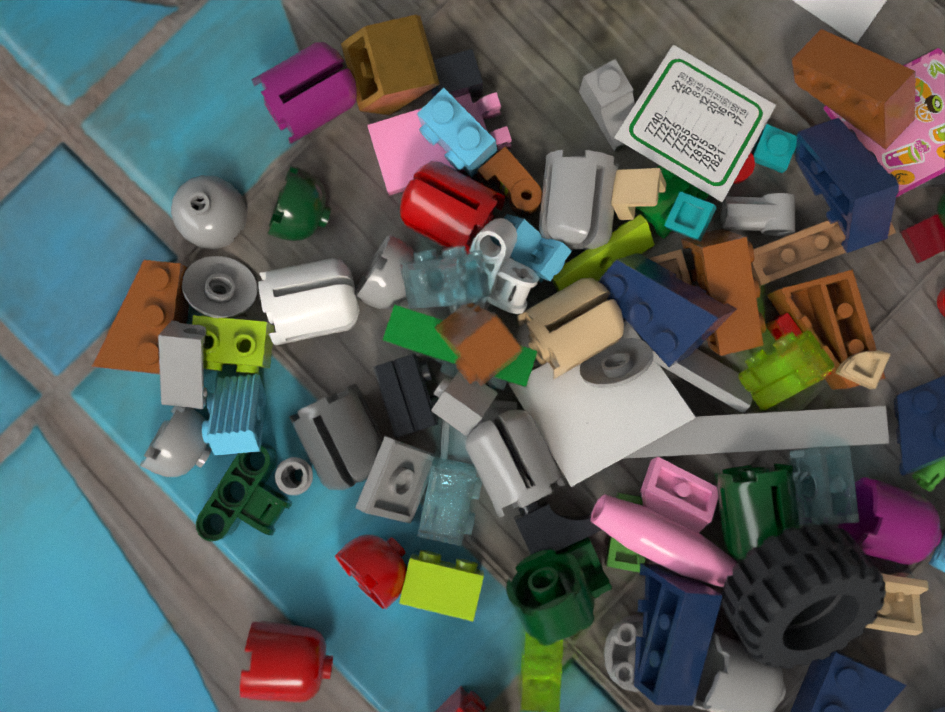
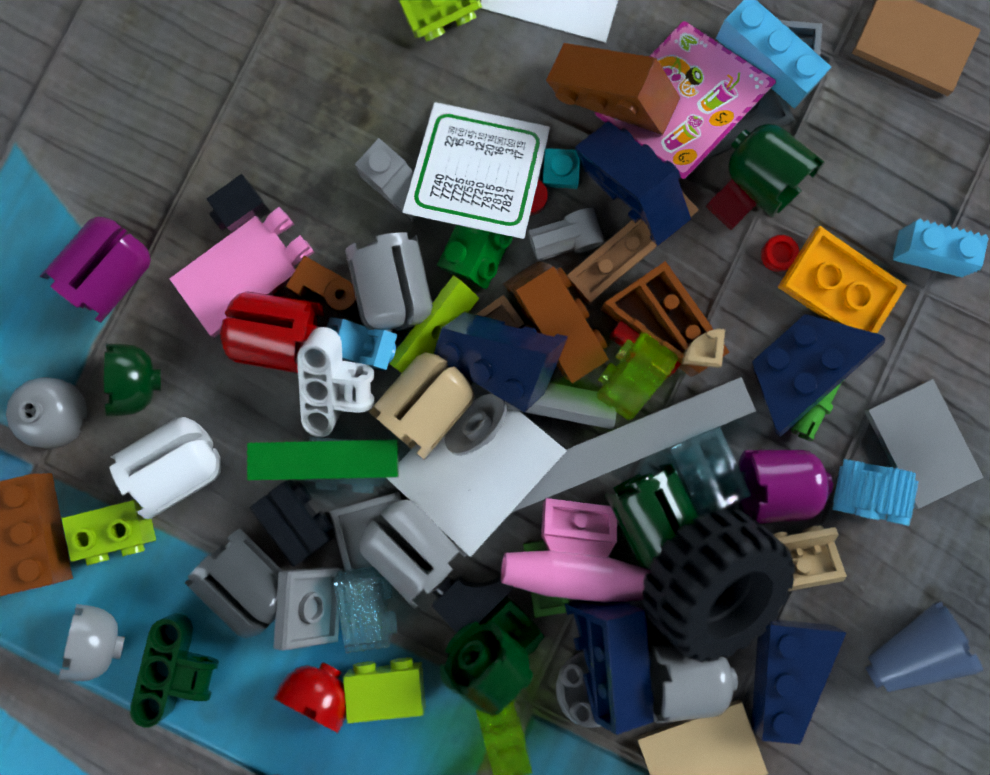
camera: 15 degrees left, 0 degrees up
(182, 365) = (64, 570): light grey hinge -> none
(219, 275) = (75, 469): light grey dish -> none
(235, 415) = (134, 598): medium azure brick -> none
(286, 478) = (203, 639): light grey cone -> none
(384, 281) = (238, 415): light grey cylinder -> none
(390, 64) = (168, 215): pearl gold slope -> none
(445, 279) = (284, 403): clear light blue brick -> none
(456, 132) = (253, 258): medium azure brick -> none
(462, 402) = (344, 510): light grey brick -> none
(479, 342) = (332, 458): dark orange wedge -> none
(636, 189) = (438, 255): tan panel -> none
(690, 216) = (498, 262): teal plate -> none

